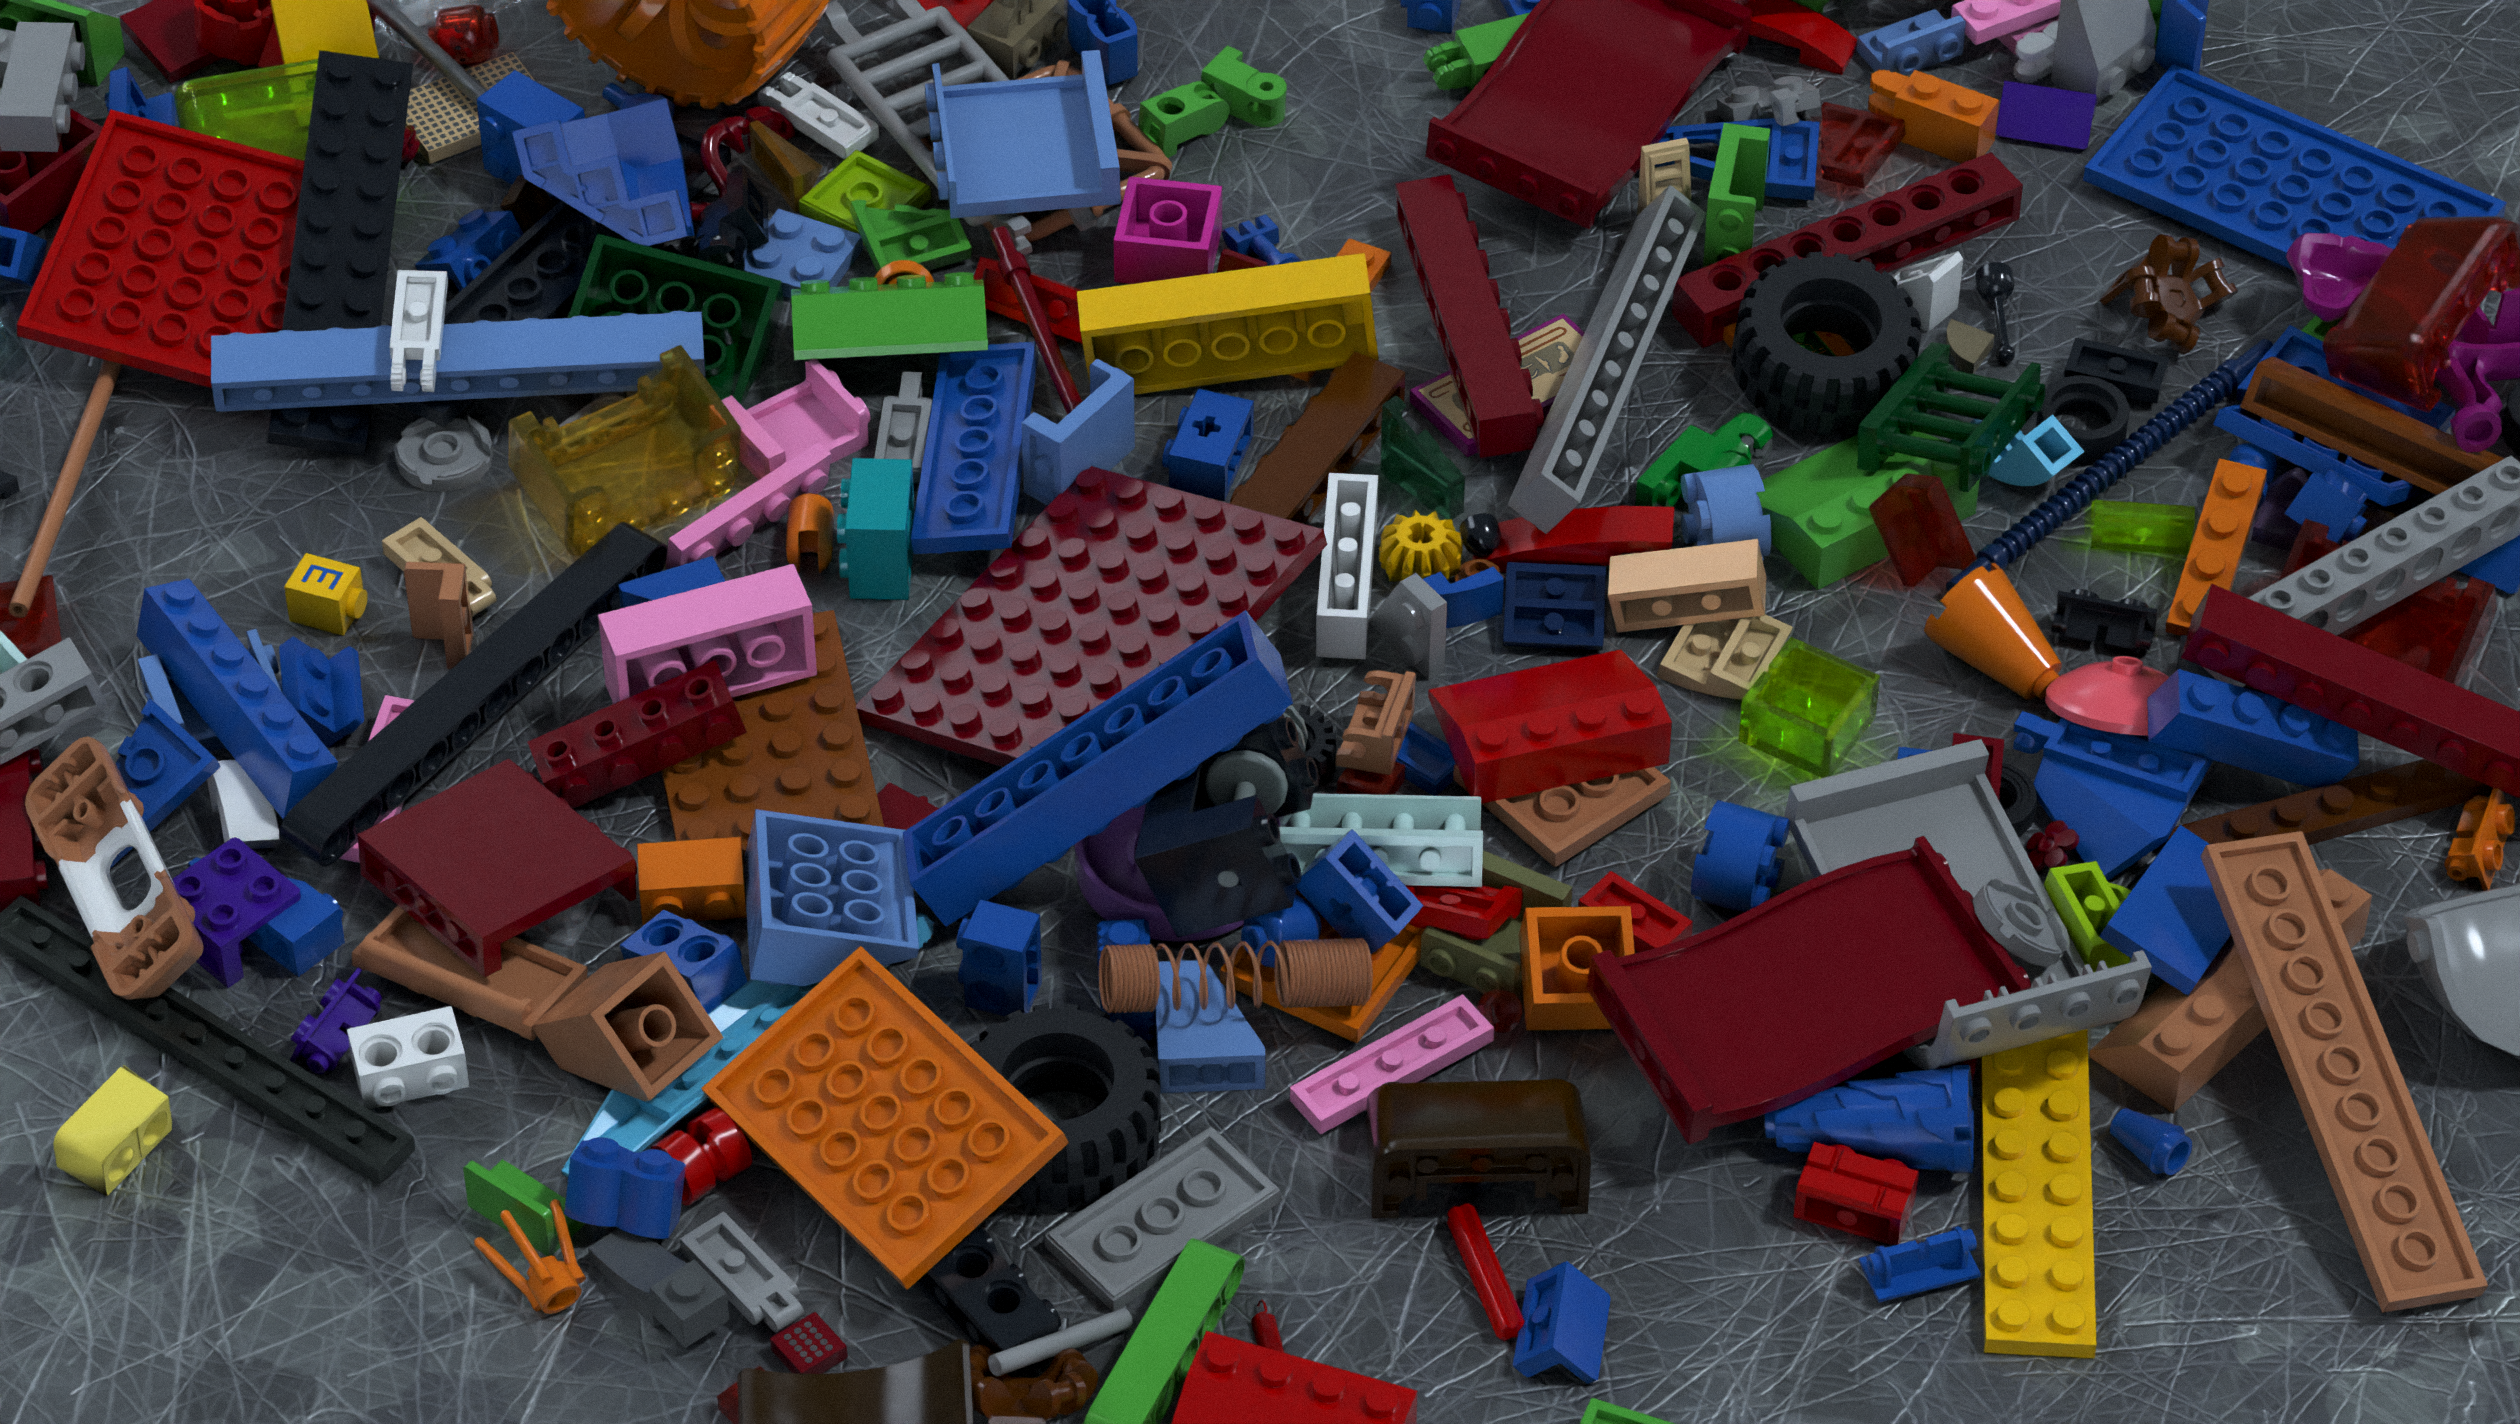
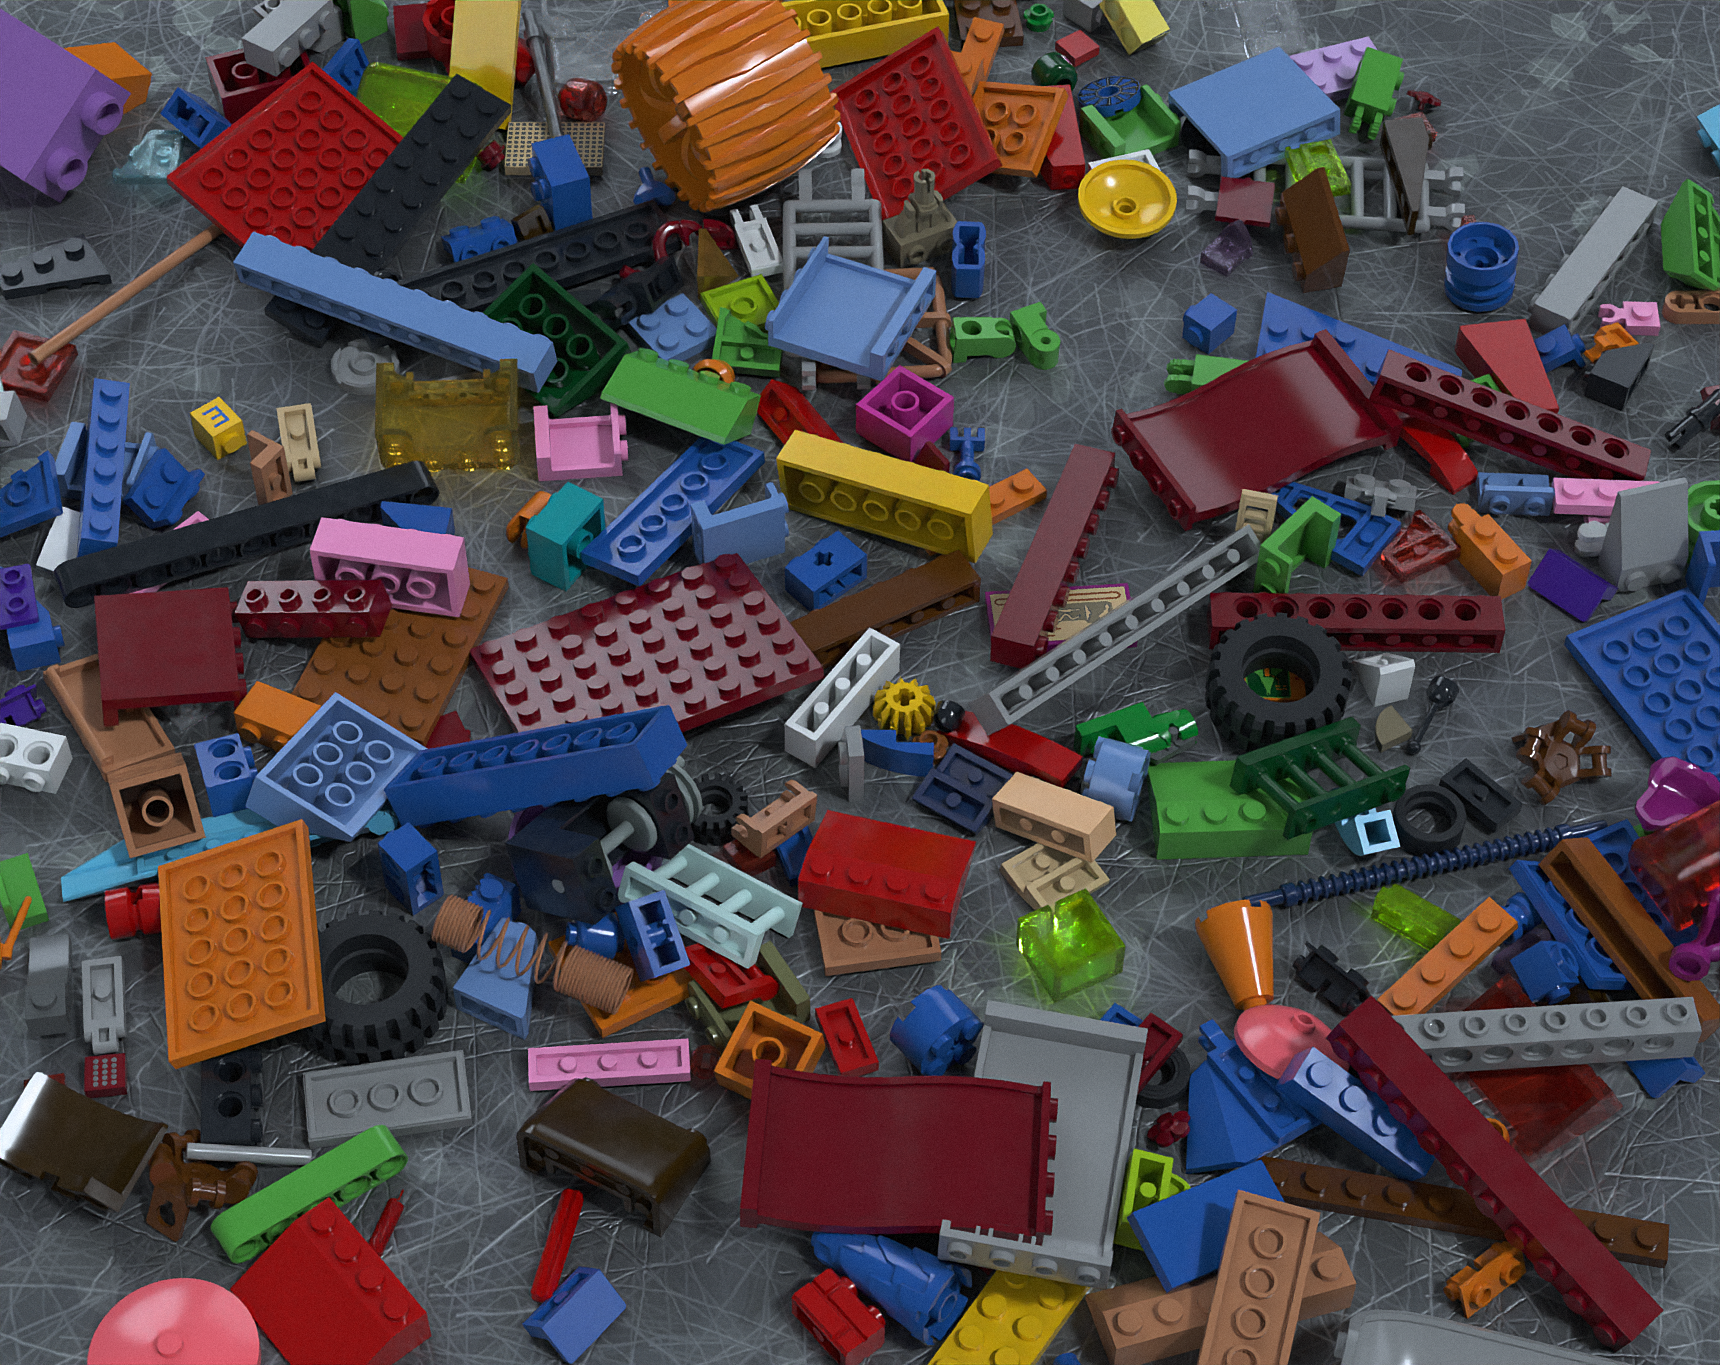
camera: 30 degrees right, 5 degrees up
(417, 325) = (369, 278): white hinge -> none
(615, 170) = (577, 227): blue panel -> none
(625, 1188) = (68, 911): blue brick -> none
(751, 508) = (504, 486): bright pink plate -> none
(905, 424) = (641, 473): light grey hinge -> none
(1016, 273) = (780, 399): dark red bar -> none
(1419, 463) = (942, 643): clear green wing -> none
(1920, 528) = (1239, 849): clear red panel -> none
(2020, 925) = (1078, 1179): light grey tile -> none

